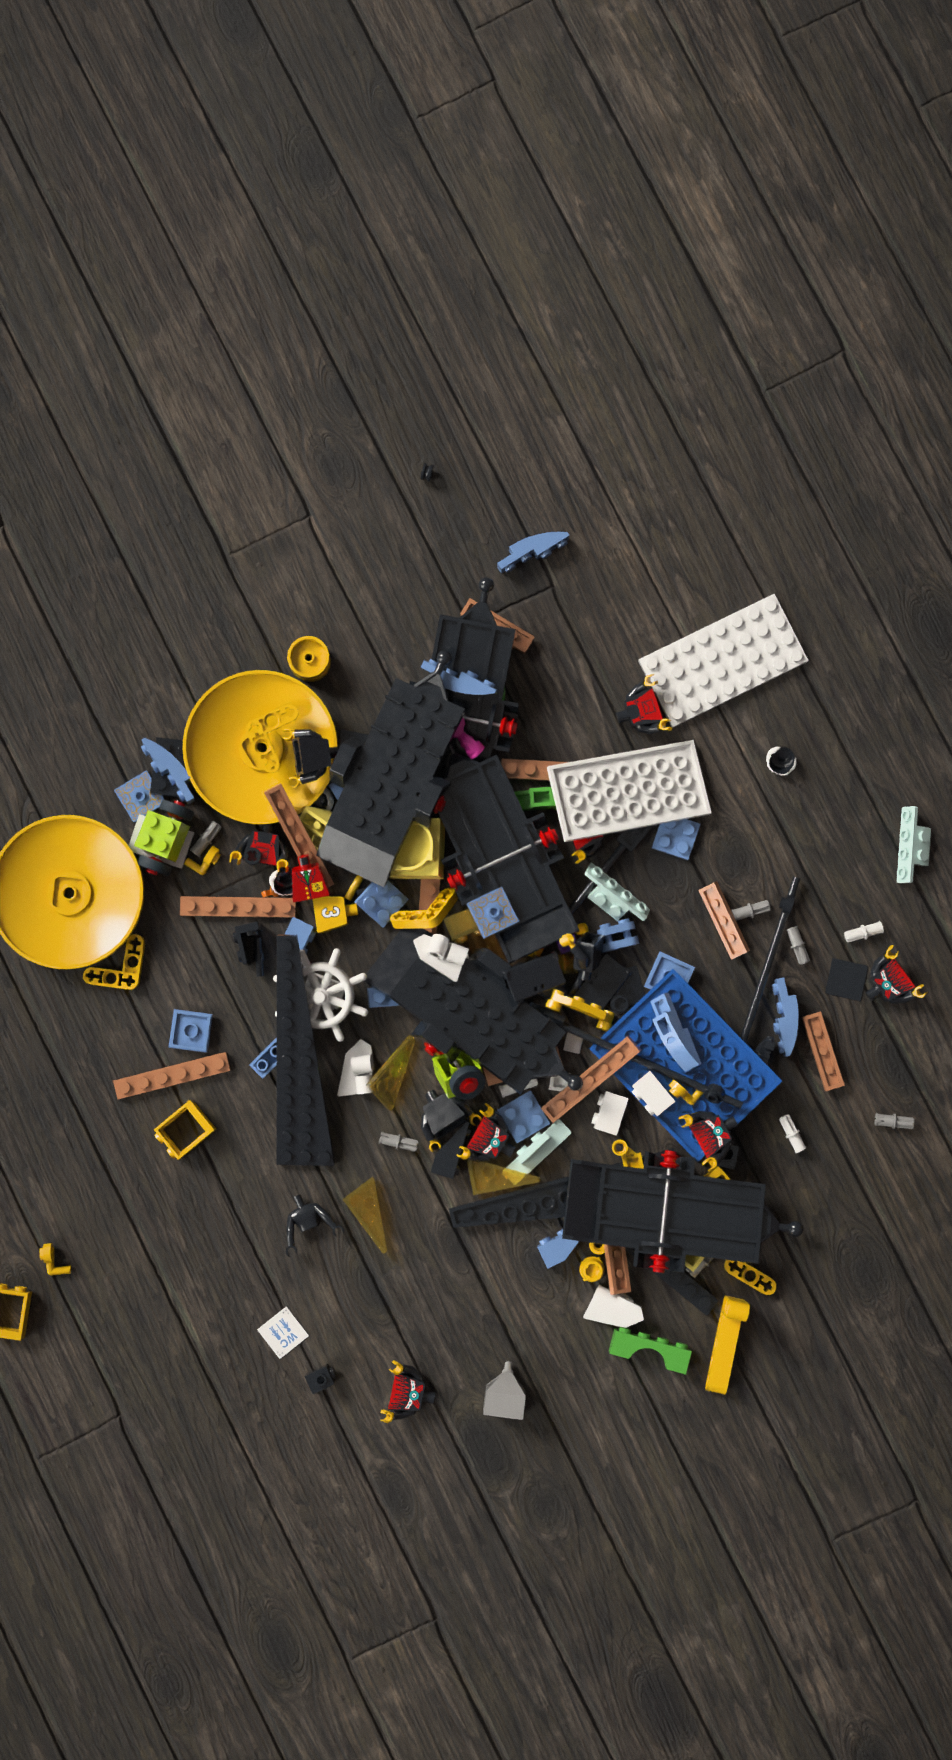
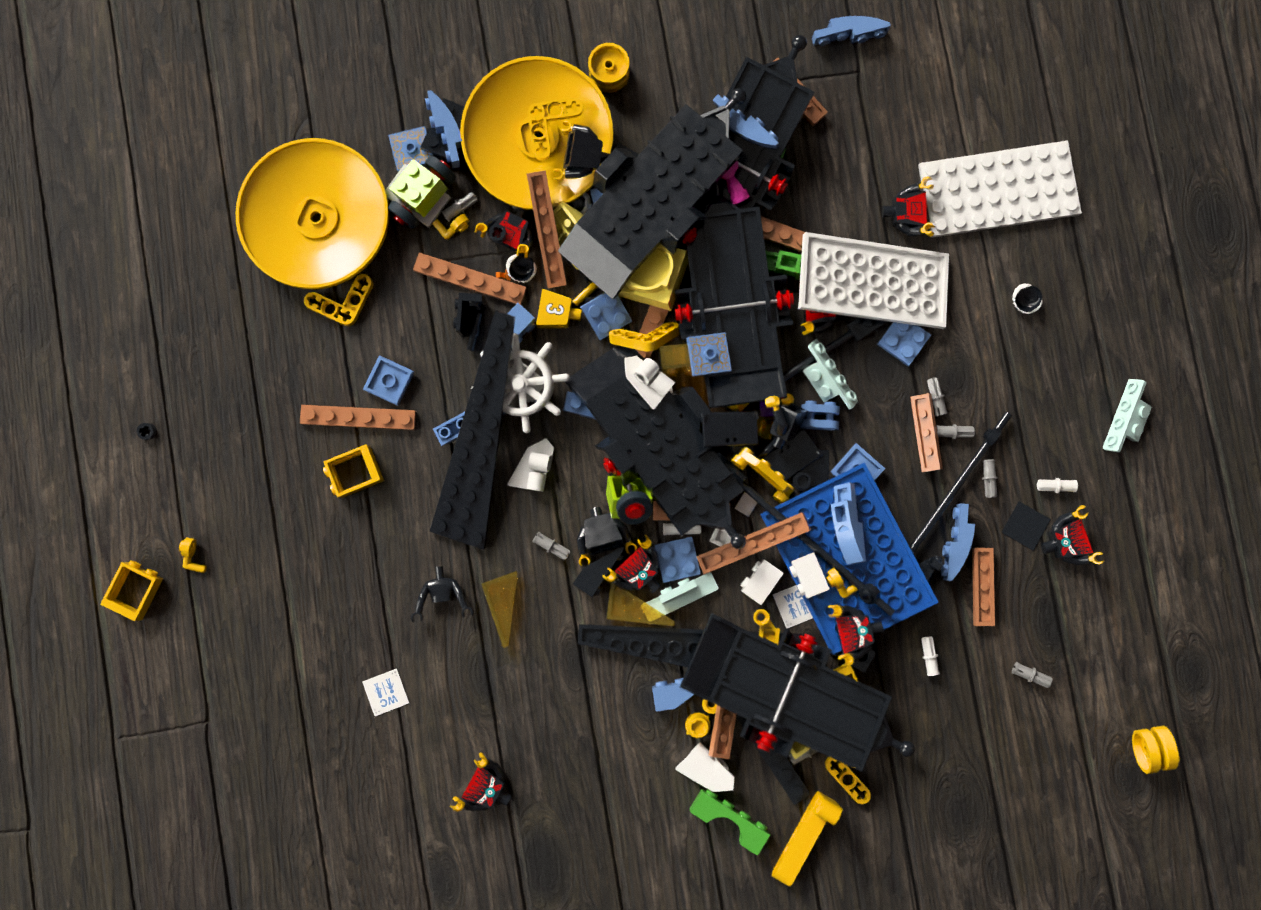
camera: 20 degrees right, 0 degrees up
(308, 880) = (542, 272): red torso -> none
(320, 1378) = (406, 747): black brick -> none
(388, 1079) = (560, 483): clear yellow wing -> none
(505, 1395) = (577, 821): light grey piece -> none
(646, 1128) = (792, 607): none -> white sticker
(724, 882) = (937, 397): none -> light grey axle

